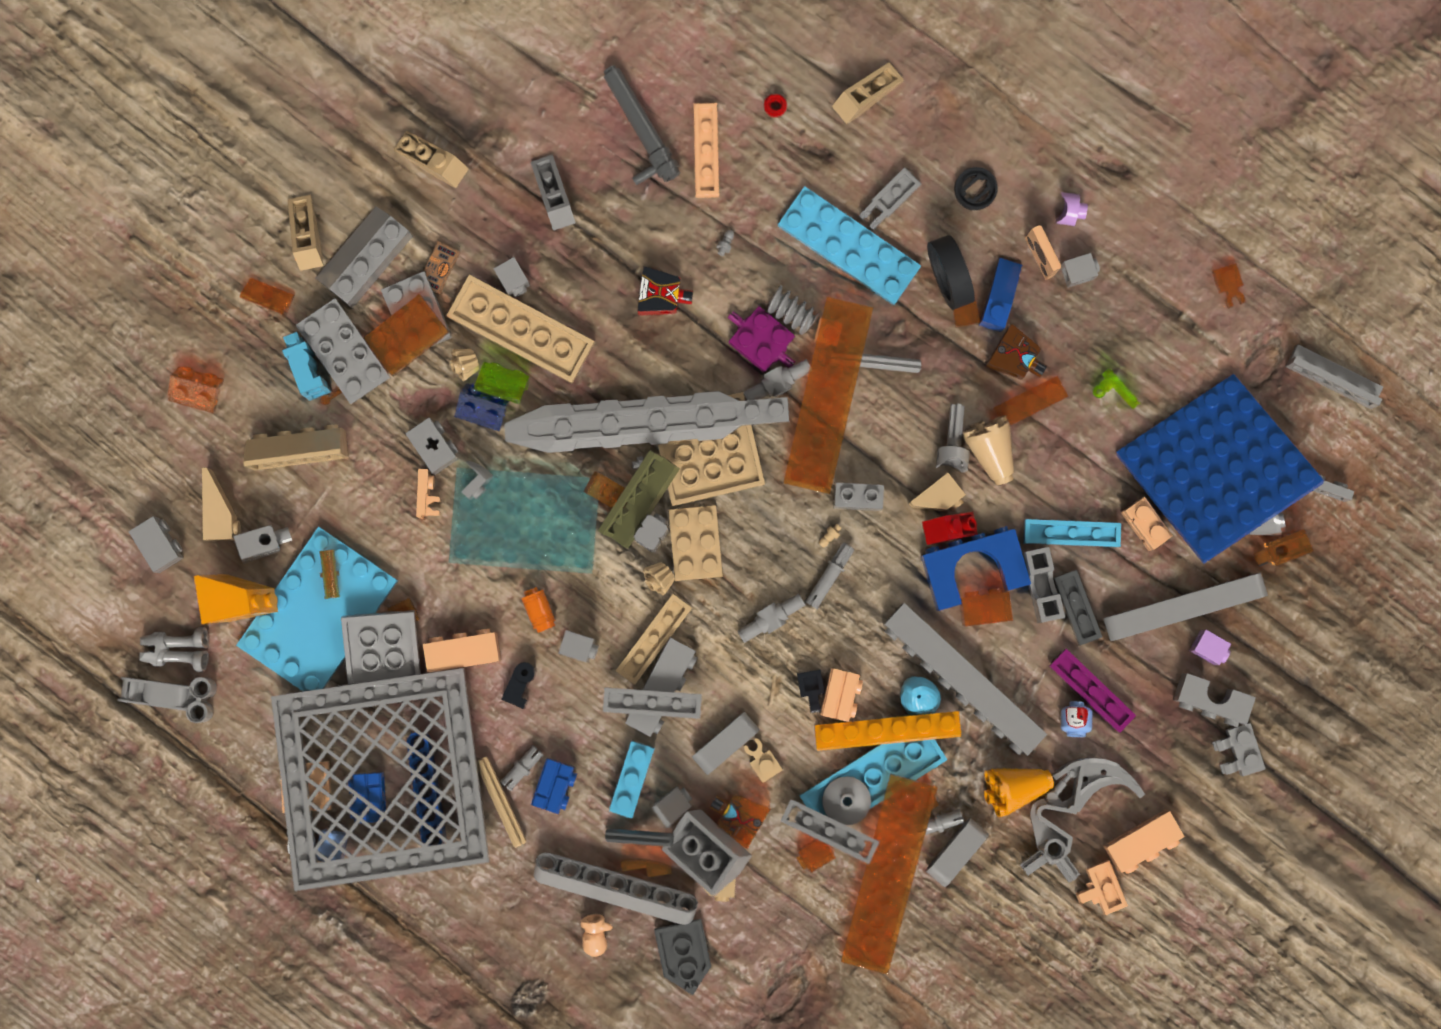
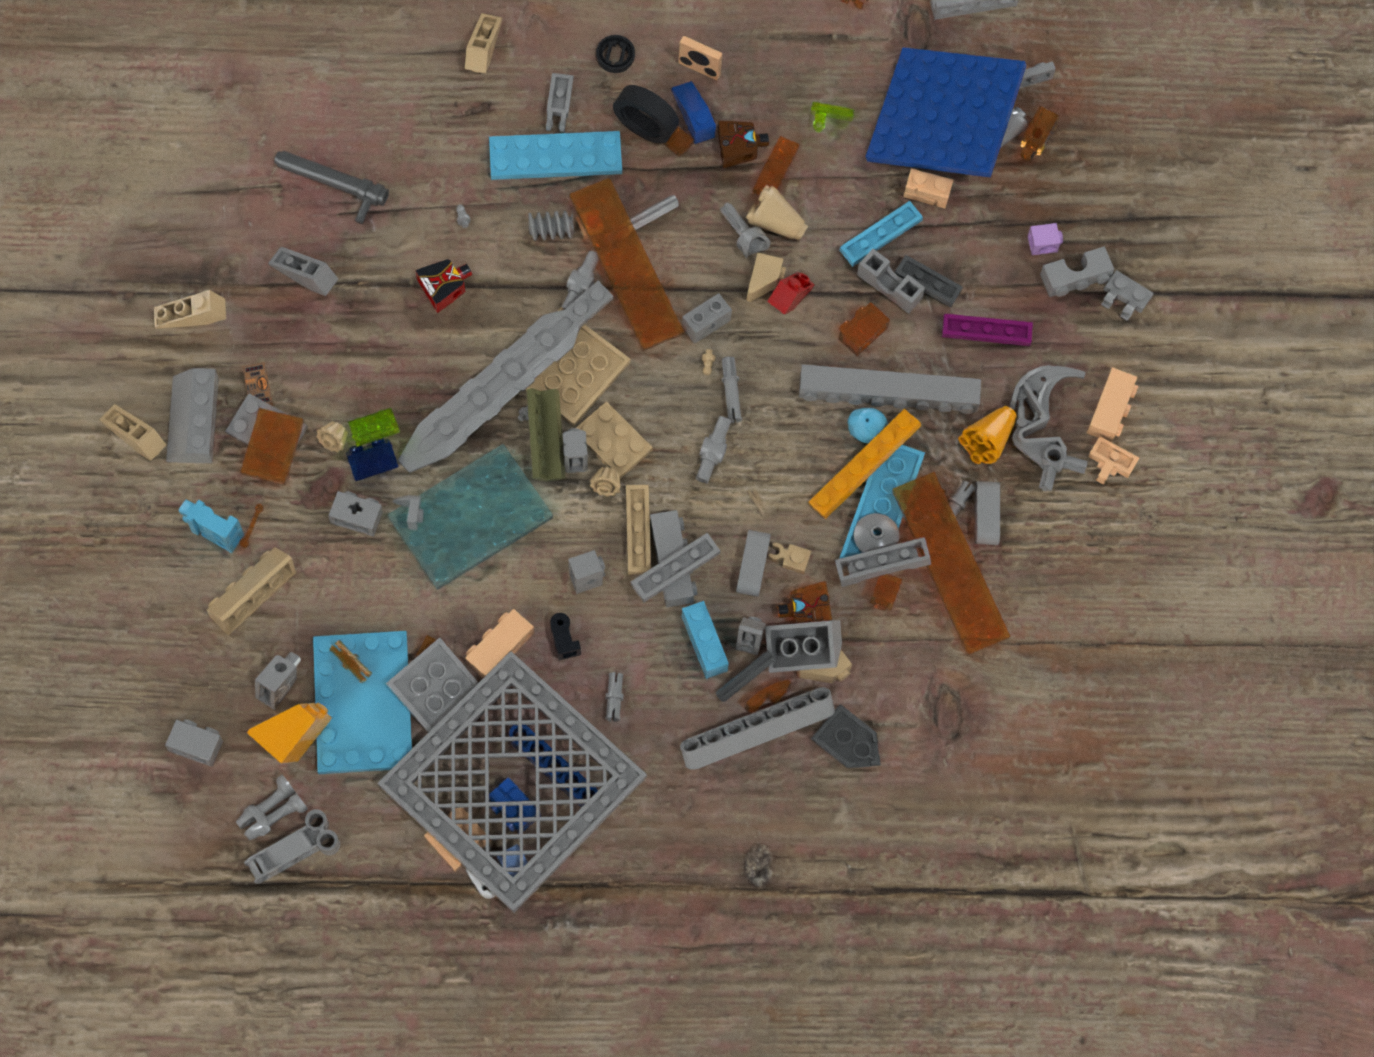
camera: 40 degrees left, 15 degrees down
(194, 389) = (134, 607): clear orange bracket -> none
(218, 515) = (226, 683): tan slope -> none
(267, 297) = (139, 500): clear orange slope -> none
(343, 351) = (232, 493): light grey plate -> none
(425, 483) = (382, 558): light nougat plate -> none
(501, 802) = (622, 735): tan axle -> none
(512, 277) = (320, 351): light grey brick -> none
(520, 329) = (356, 383): tan plate -> none
(538, 609) = (533, 572): orange head -> none
(553, 786) = (649, 690): blue brick -> none
(593, 938) = (771, 777): light nougat animal -> none
(604, 489) = (514, 447): clear orange plate -> none
(706, 150) = (395, 163): light nougat tile -> none
(761, 339) = (544, 263): magenta plate -> none
(775, 98) = (422, 92): red plate -> none
(811, 686) = (784, 476): black plate -> none
(841, 694) = (809, 465): light nougat brick -> none
(1001, 547) = (839, 279): blue arch -> none
(1072, 209) = (696, 17): lavender piece -> none
(1076, 719) = (993, 356): head -> none
(1080, 270) = (736, 54): light grey brick -> none
(1185, 607) = (1003, 225): light grey beam -> none

